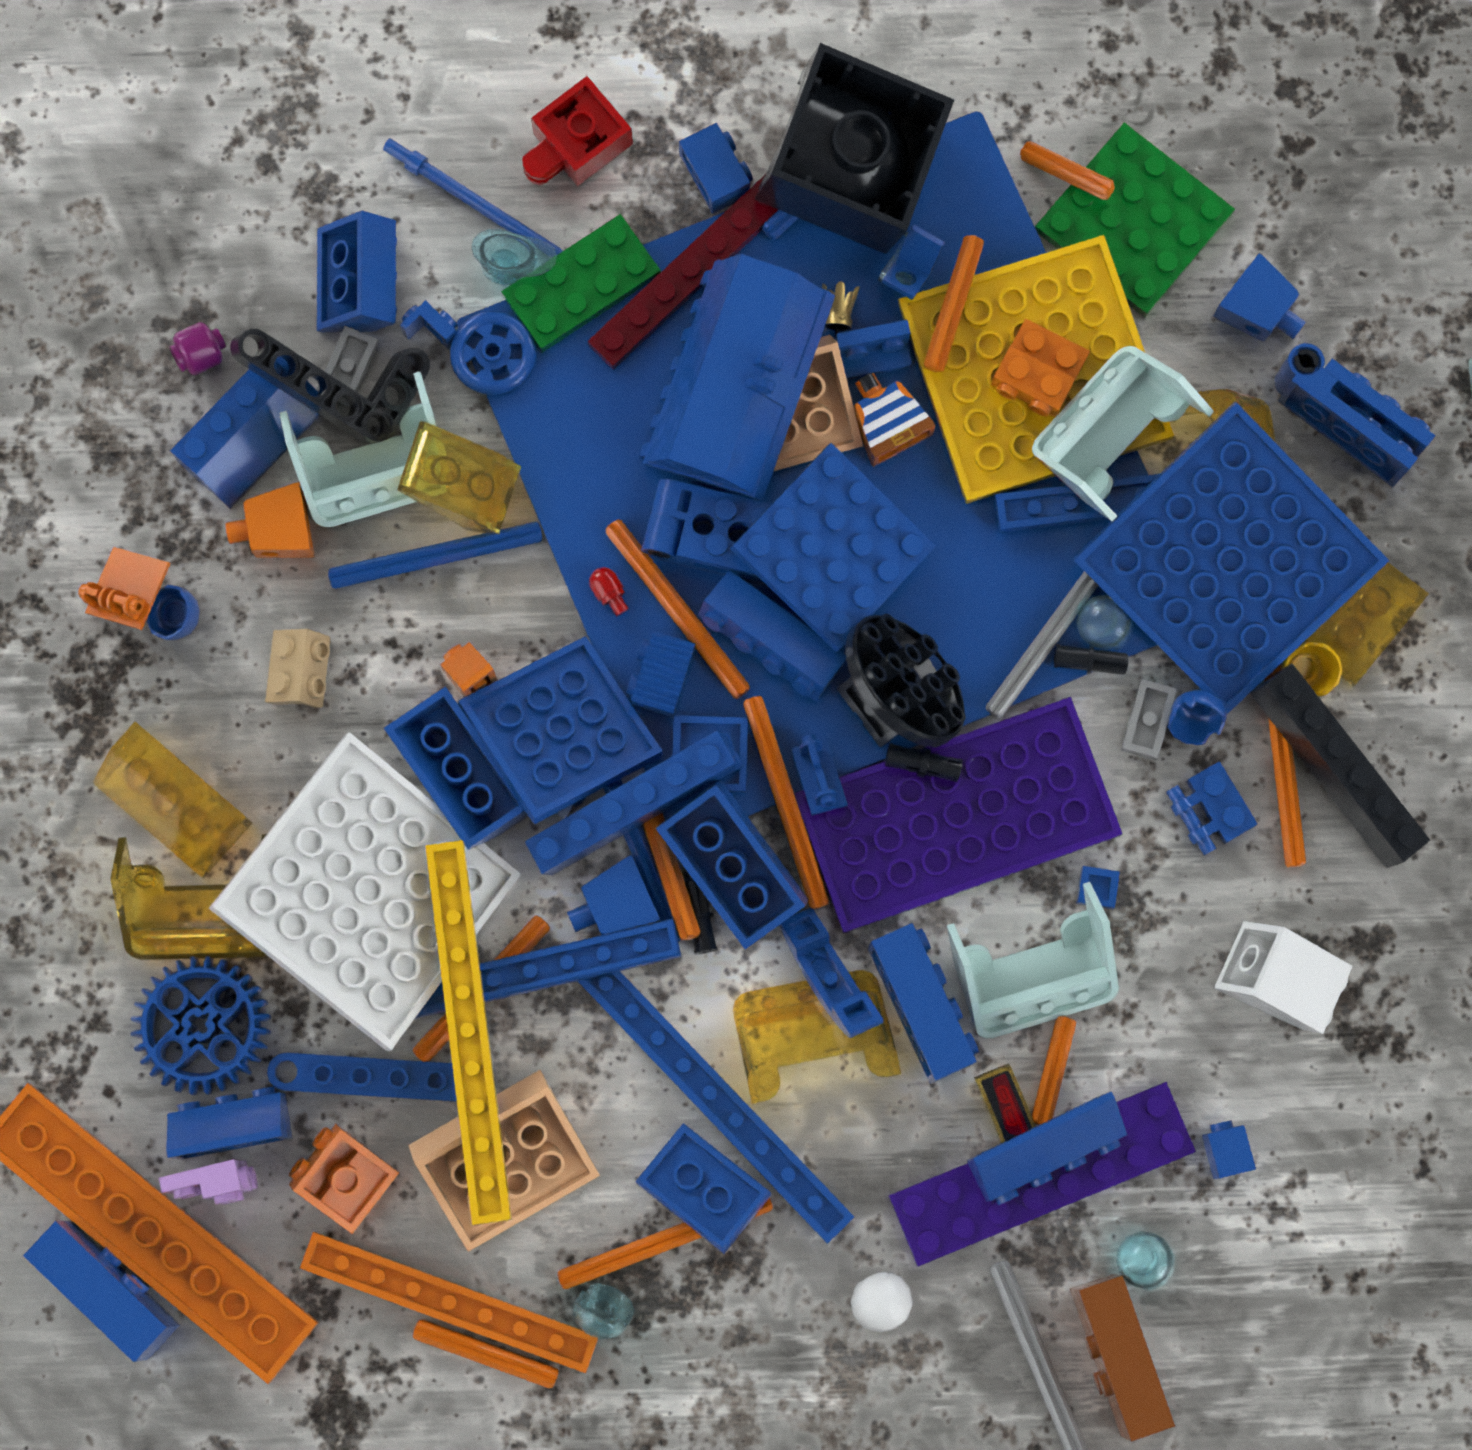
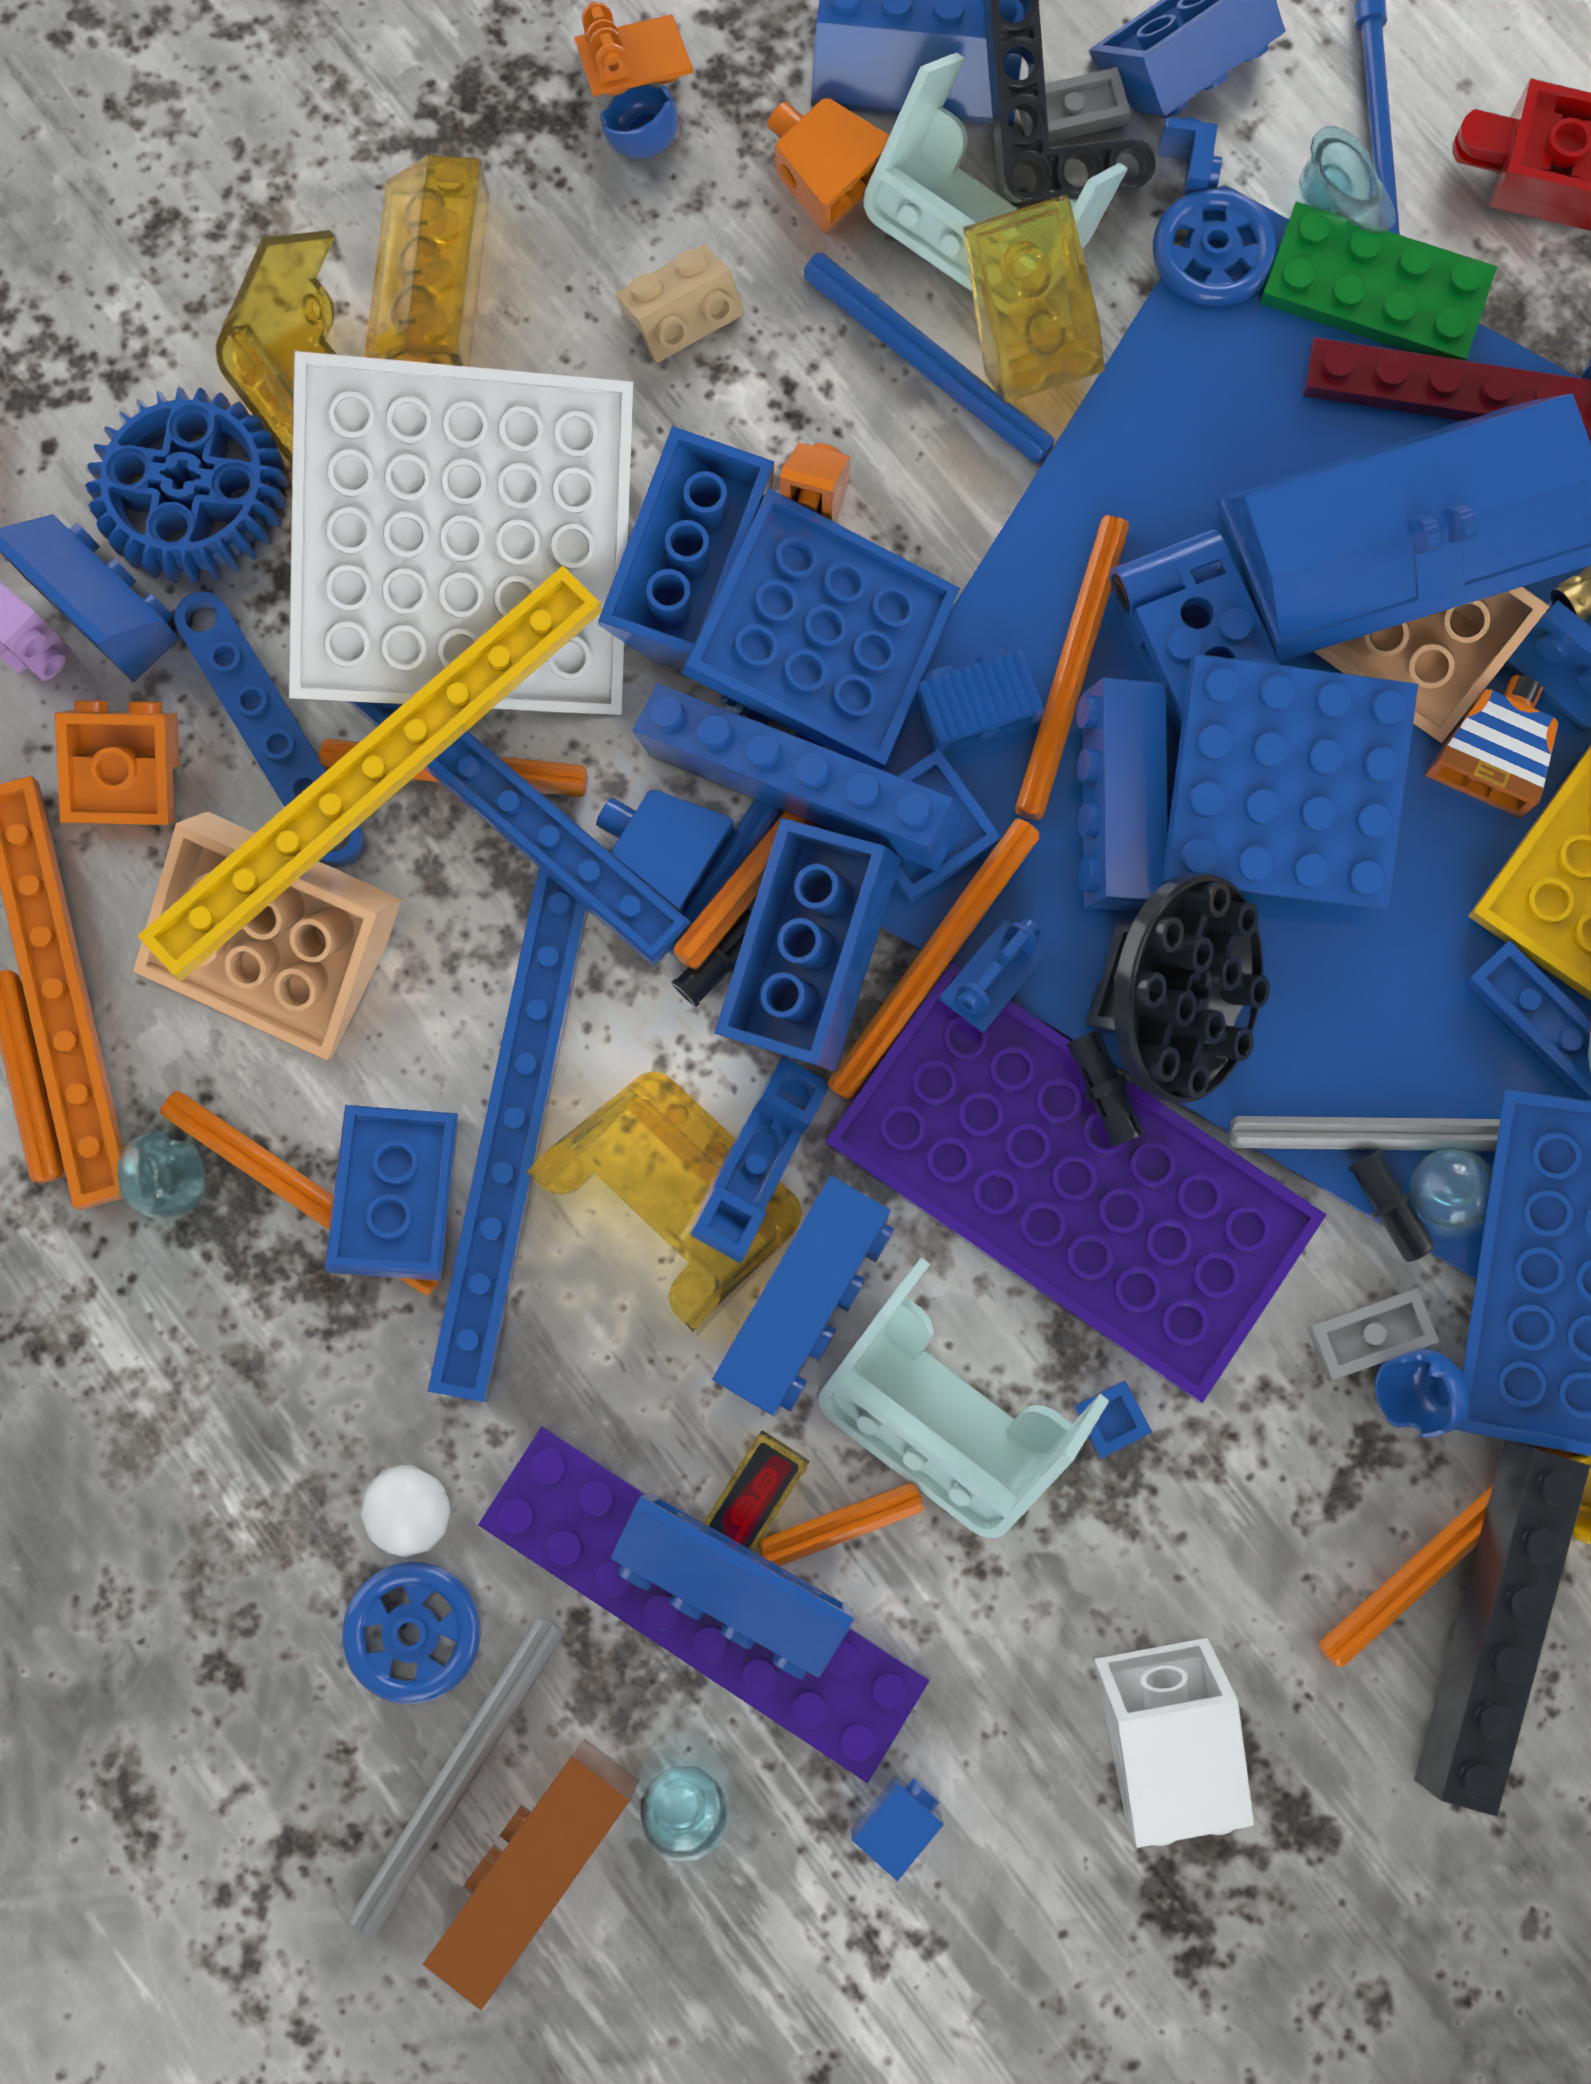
camera: 60 degrees right, 0 degrees up
(608, 589) = (1034, 571): red cylinder -> none
(926, 1320) = (368, 1609): none -> blue plate
(1221, 804) = (1336, 1499): blue plate -> none

